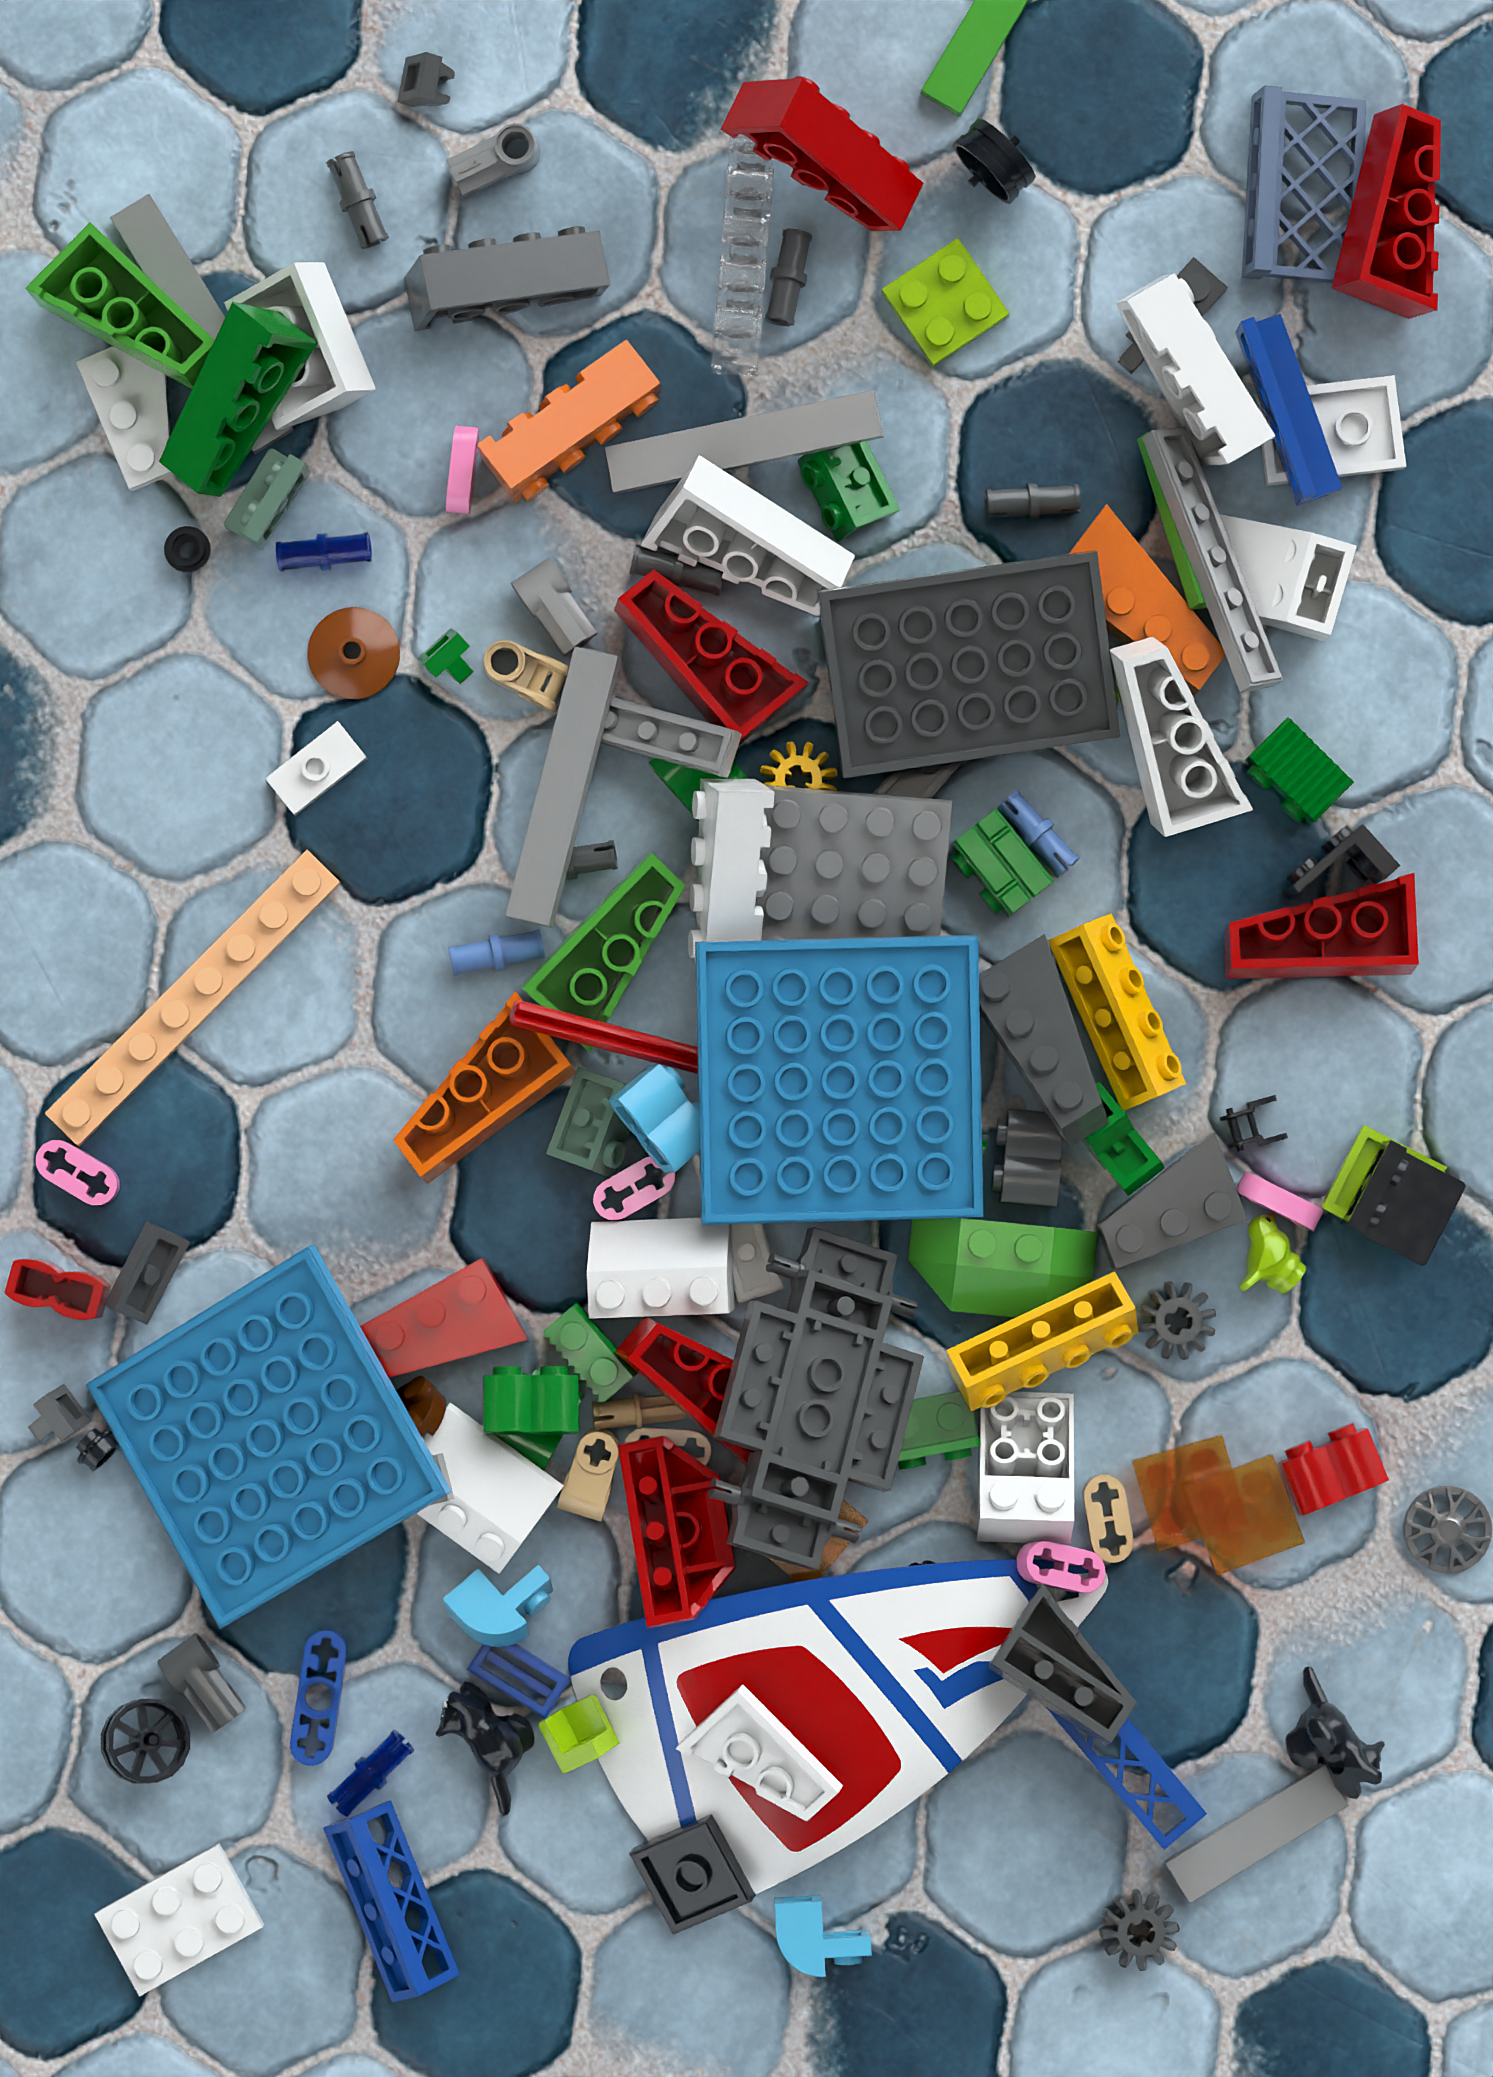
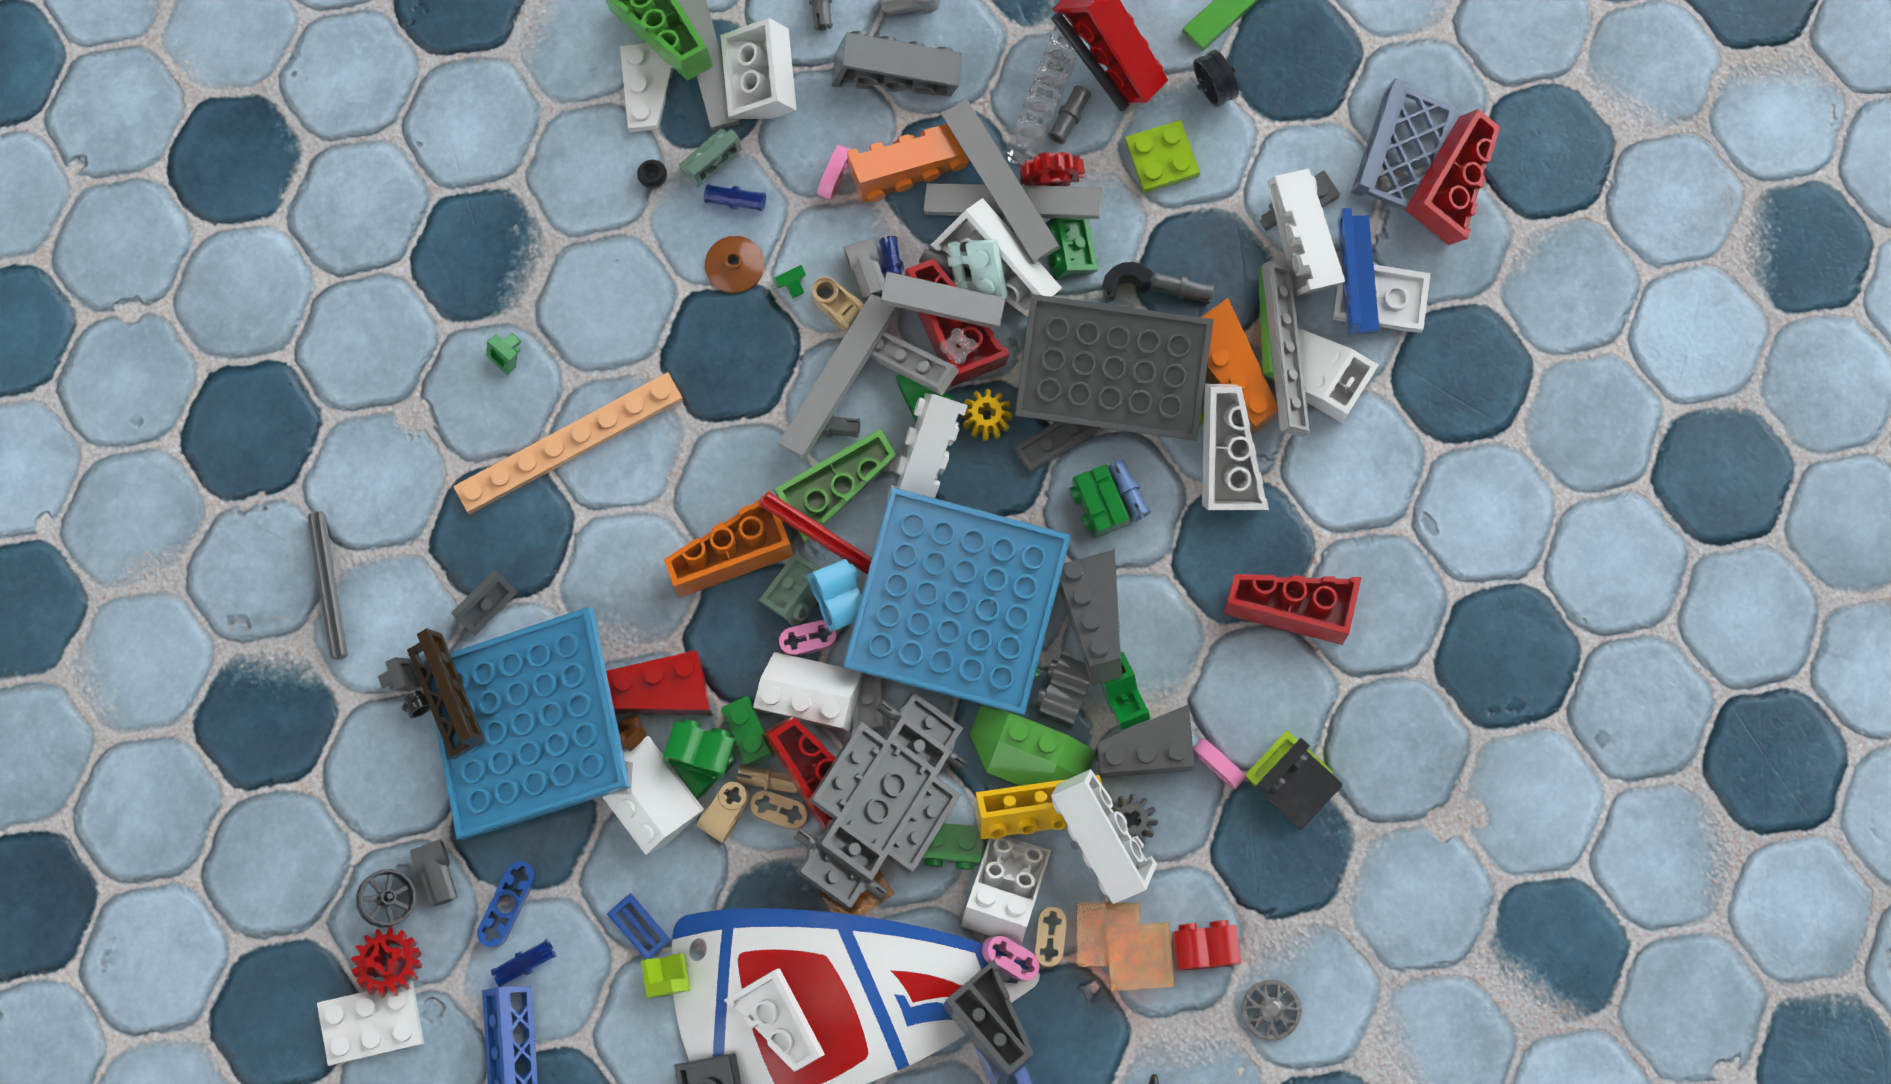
camera: 20 degrees right, 10 degrees down
(45, 1284) = (420, 593): red brick -> none
(54, 889) = (503, 351): none -> green tile
(72, 1182) = (467, 525): bright pink beam -> none
(143, 1421) = (451, 693): none -> dark brown fence
(159, 1840) = (400, 965): none -> red gear
(235, 396) = (708, 85): green wedge -> none
(316, 768) = (689, 325): white plate -> none
(494, 1739) = (609, 964): black animal -> none
(496, 952) = (765, 467): medium blue pin -> none
(496, 1617) = (637, 884): medium azure brick -> none
(591, 592) = (890, 256): none -> clear blue pin
(674, 1530) = (766, 858): red wedge -> none
(686, 633) = (942, 300): none -> light grey tile
(718, 420) = (1000, 181): none -> light grey tile
(731, 710) = (958, 354): none -> clear plate
(735, 563) = (984, 265): none -> light aqua plate
(790, 380) = (1052, 170): none -> red gear
(798, 190) = (1090, 61): none -> black bar
(854, 865) = (1006, 471): light grey plate -> none
(943, 503) = (1126, 273): none -> black piece
(1117, 1011) = (1147, 612): yellow brick -> none
(1149, 1365) = (1103, 837): none -> white wedge
(1238, 1141) = (1202, 710): black piece -> none
(1270, 1257) = (1203, 797): lime animal -> none
(1297, 772) = (1304, 497): green brick -> none
(1366, 860) = (1330, 549): black bracket -> none

